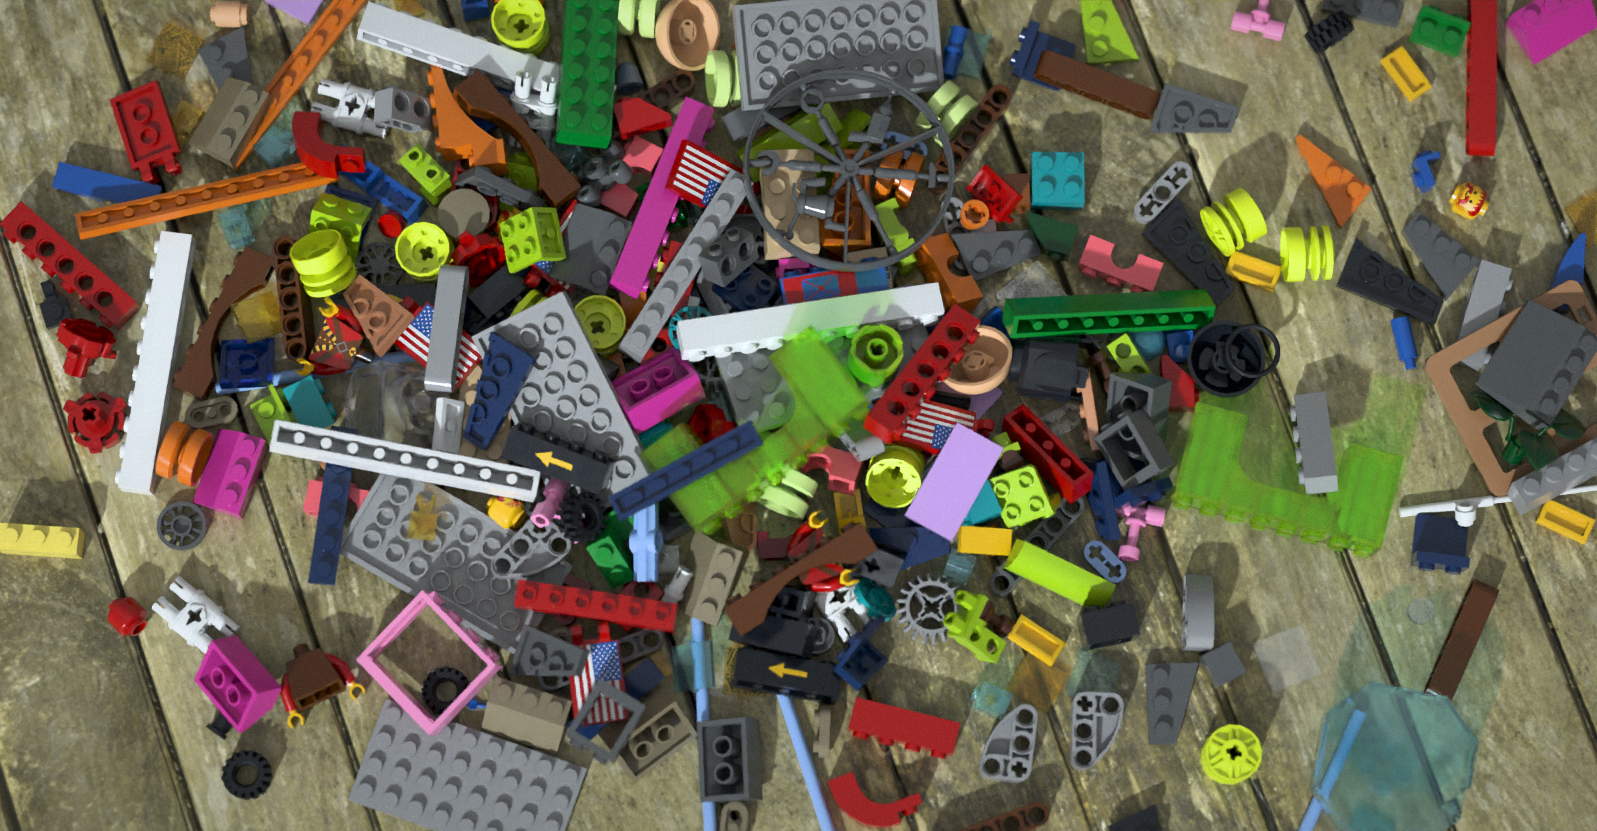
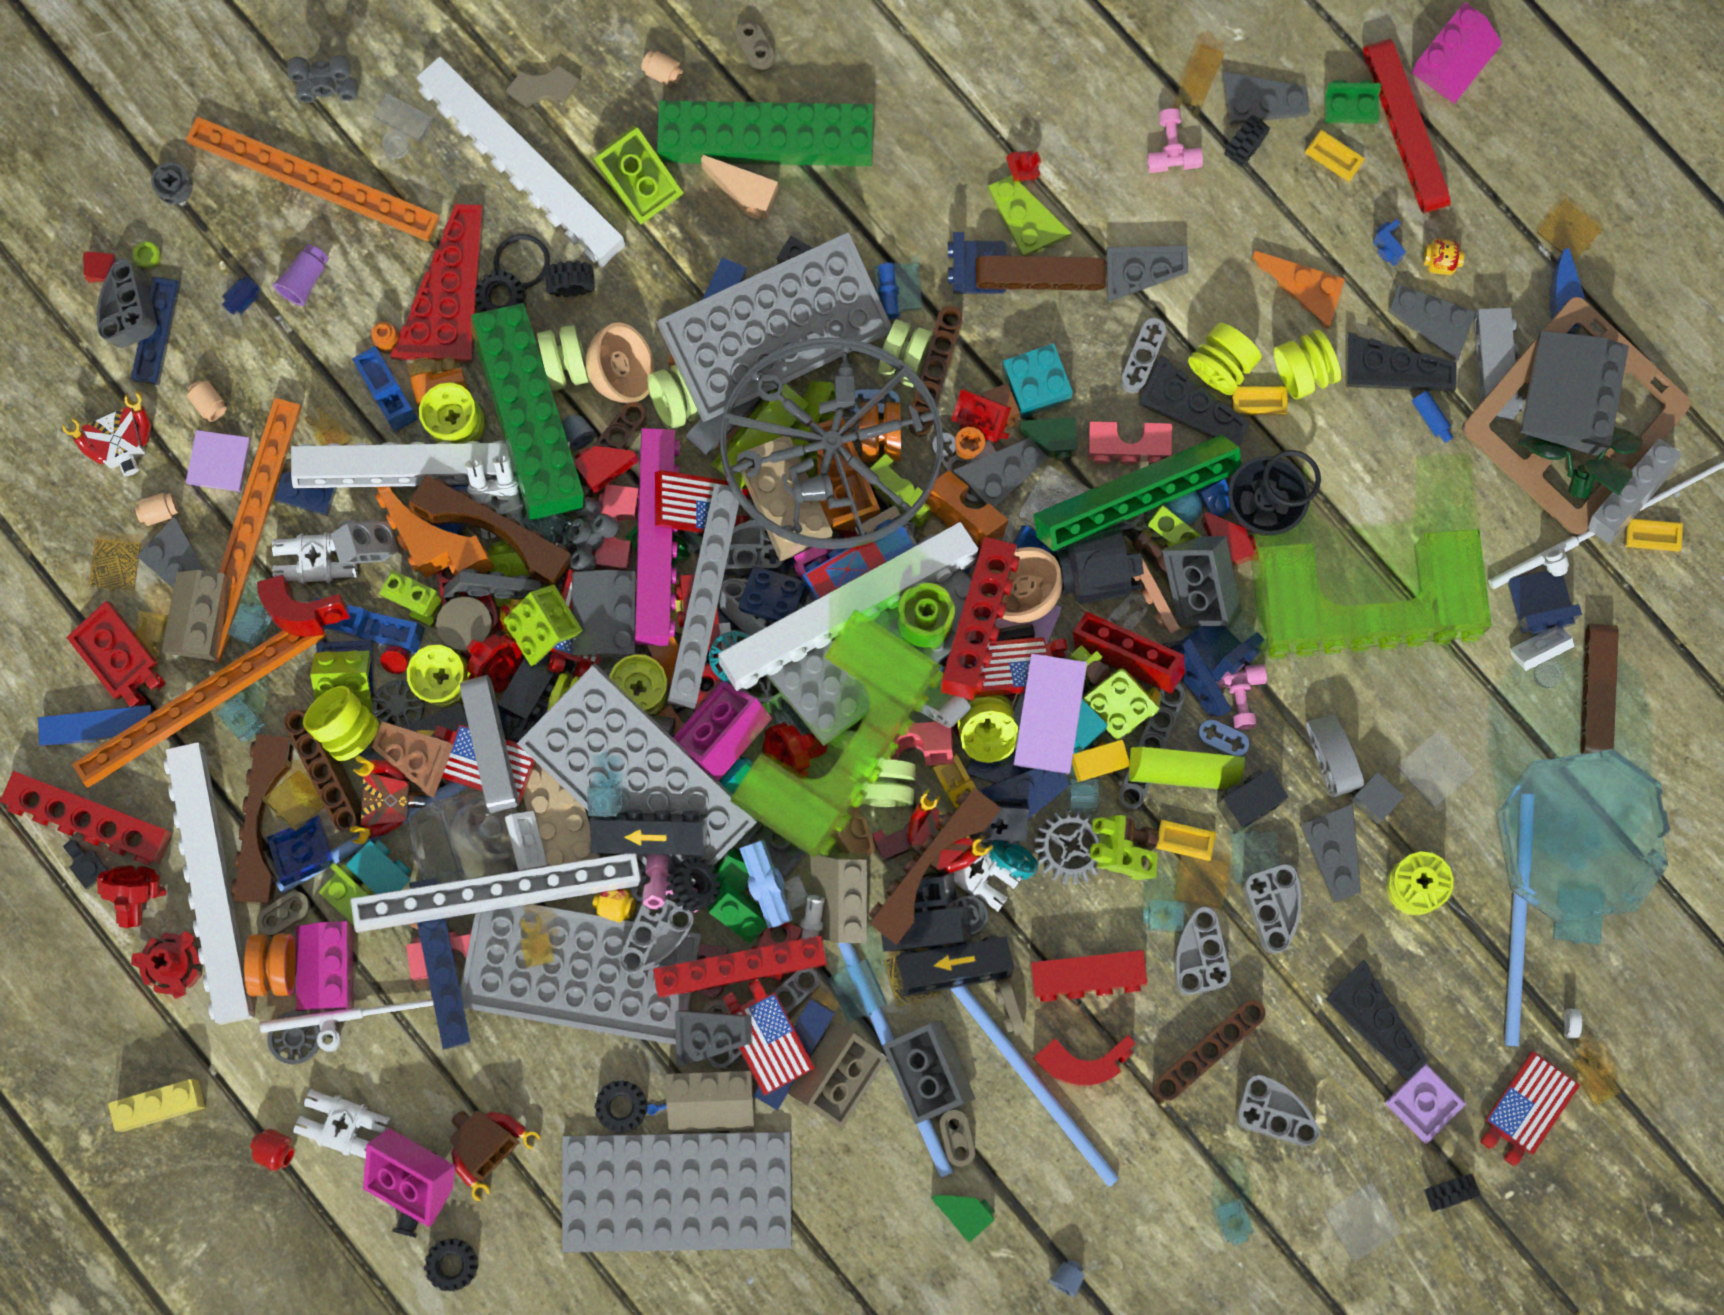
camera: 15 degrees left, 0 degrees up
(217, 520) = (328, 1019): none -> white piece
(369, 661) = (571, 1124): bright pink window -> none
(370, 55) = (310, 499): none -> dark blue wing
(500, 382) = (563, 779): dark blue wing -> none
(531, 412) = (604, 797): none -> clear light blue brick
(622, 699) = (800, 1051): dark grey window -> none
(686, 470) = (782, 800): dark blue plate -> none
(728, 256) = (744, 570): dark grey brick -> none
(862, 659) = (1024, 921): dark blue bracket -> none
(1147, 439) = (1223, 601): dark grey window -> none
(1315, 441) = (1387, 546): light grey brick -> none
(1423, 585) = (1541, 647): none -> white plate

